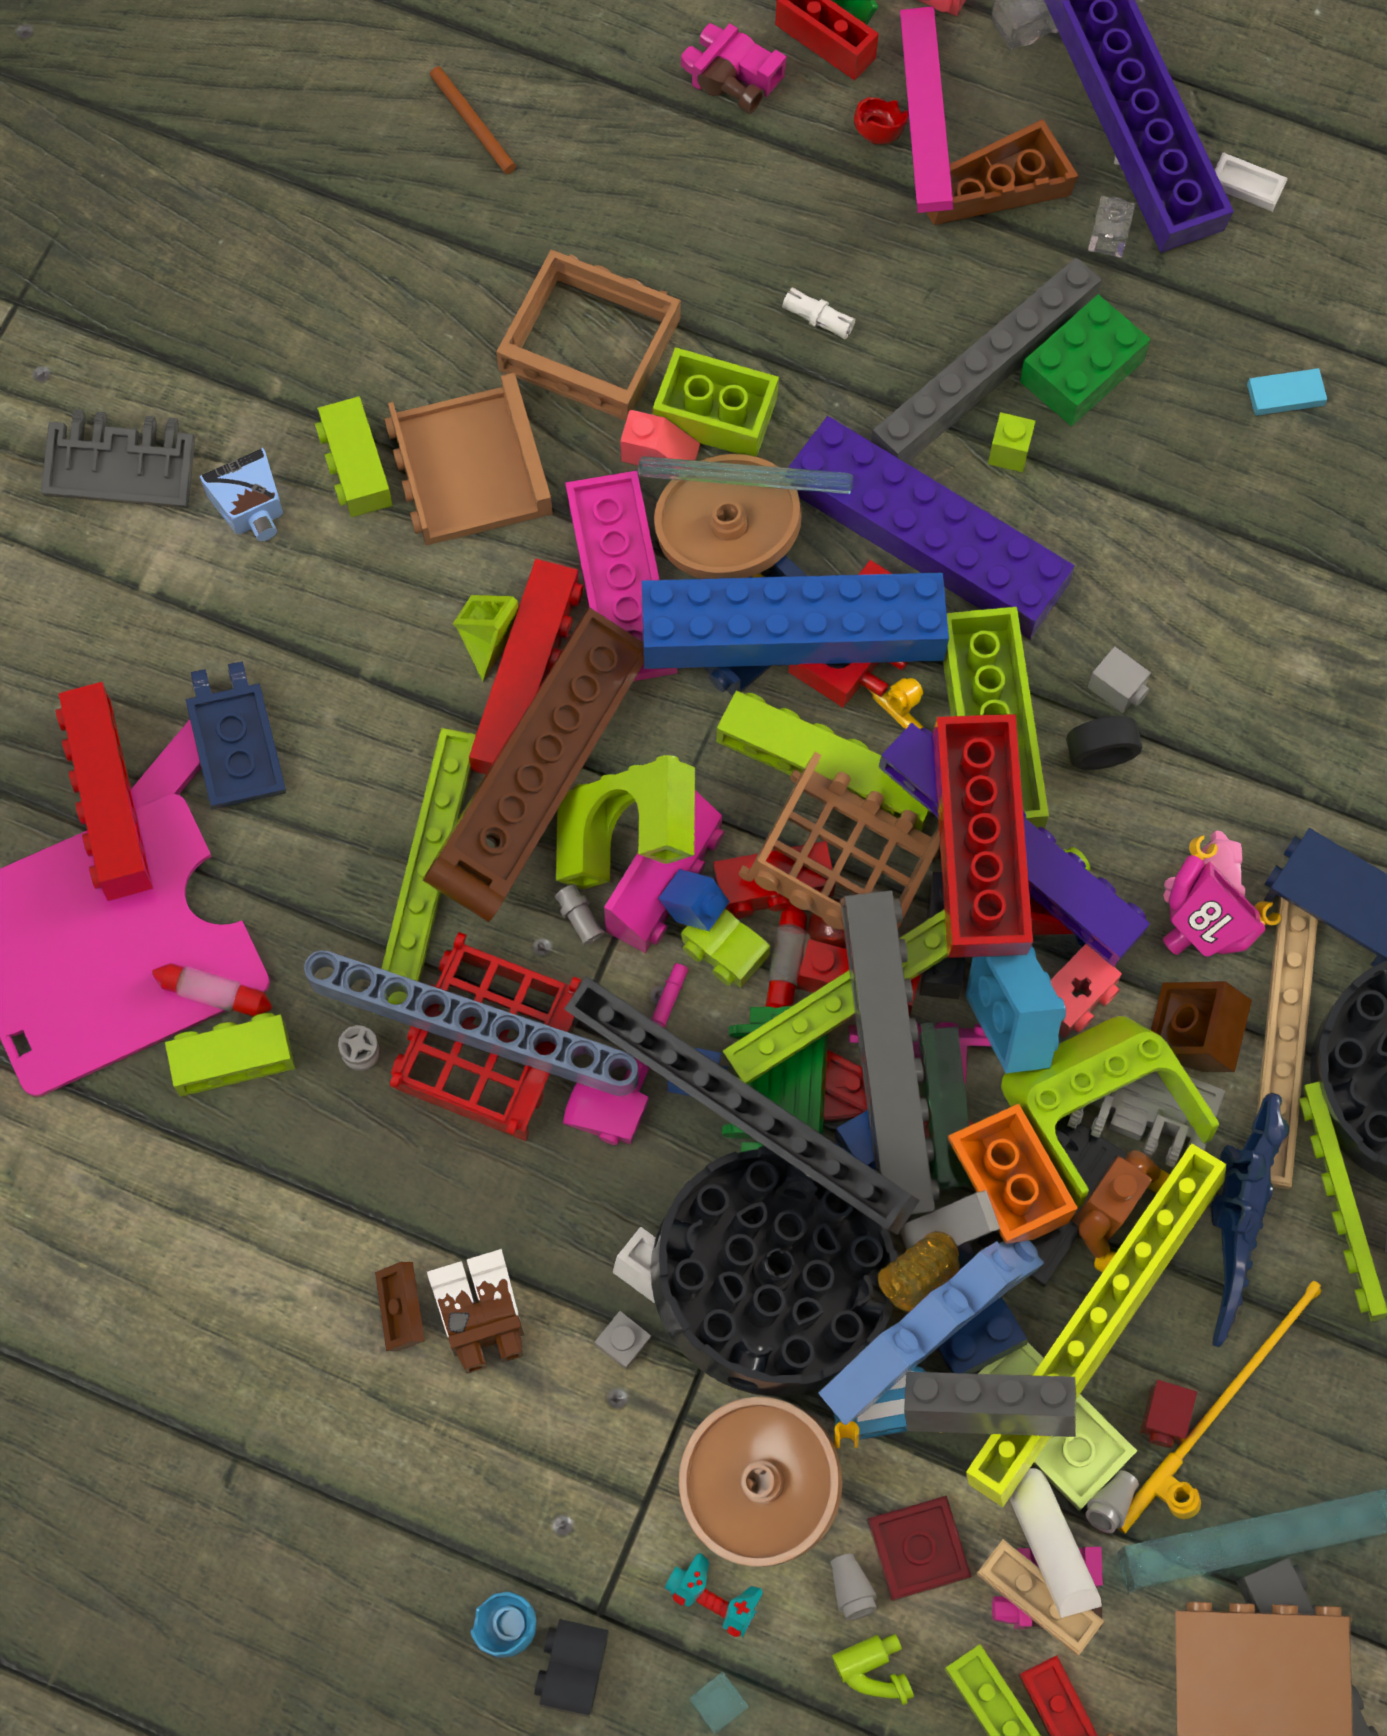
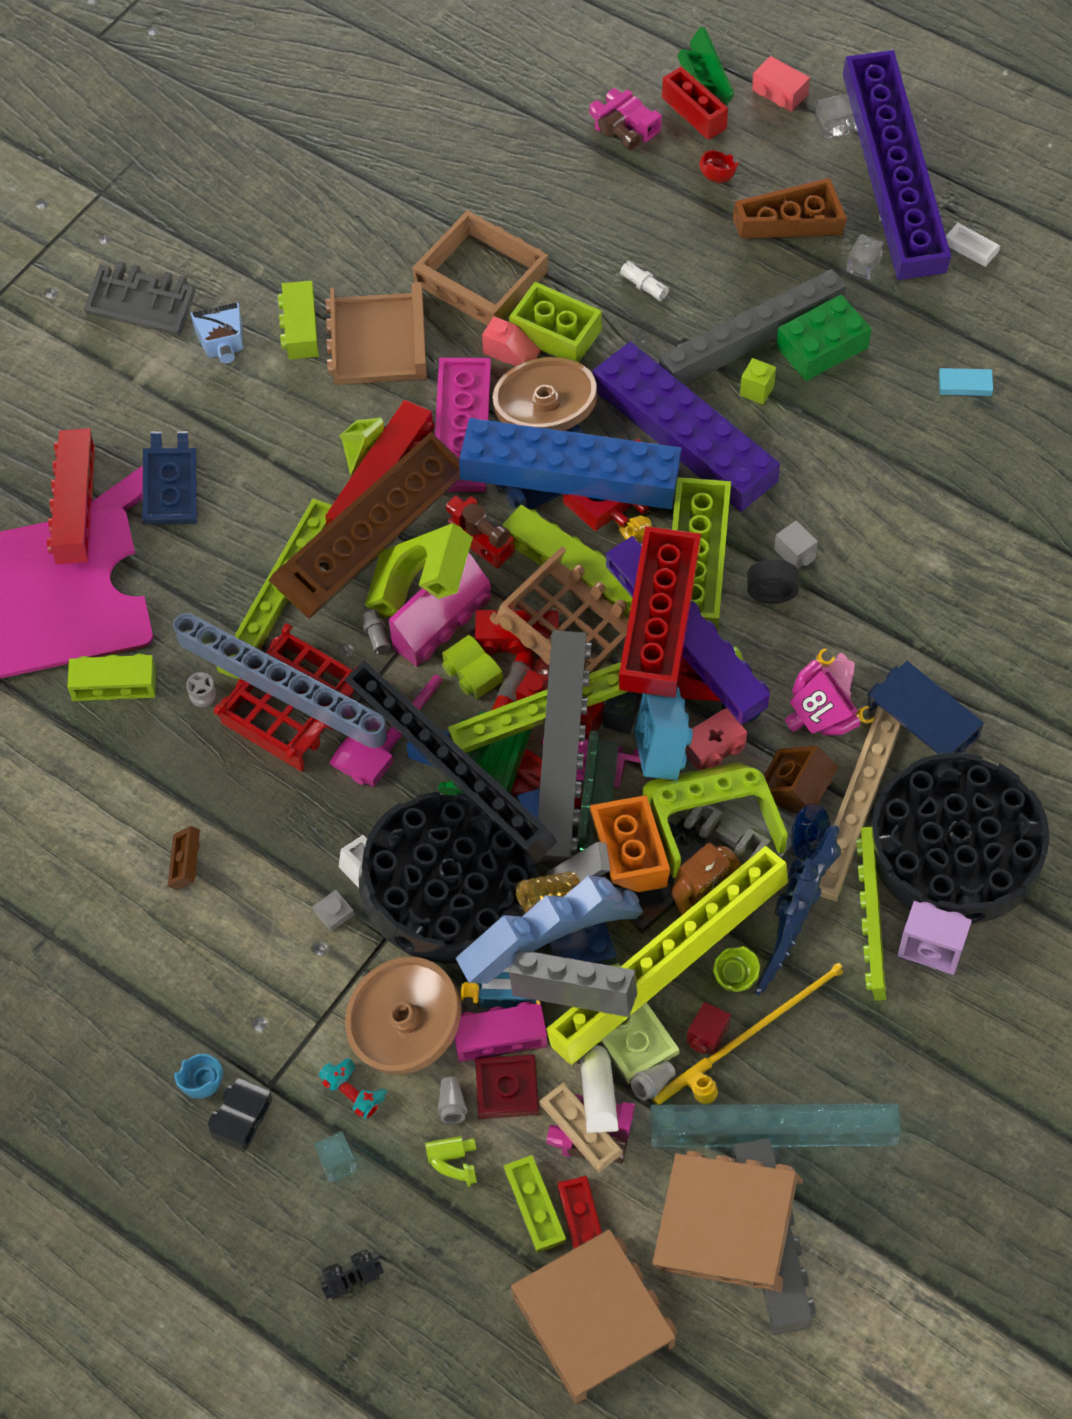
camera: 15 degrees right, 10 degrees down
(212, 989) = (110, 633): piece -> none
(472, 120) = (438, 127): dark orange bar -> none
(479, 1323) = (236, 880): reddish brown hips -> none
(677, 734) = (488, 541): none -> hips
(694, 900) = (455, 630): blue brick -> none
(745, 475) = (563, 369): clear light blue axle -> none
(895, 1473) = (500, 1032): none -> dark pink brick
(926, 110) = (749, 162): dark pink tile -> none
(1186, 1320) = (736, 969): none -> lime hair
(1238, 1103) = (808, 830): none -> clear blue dish

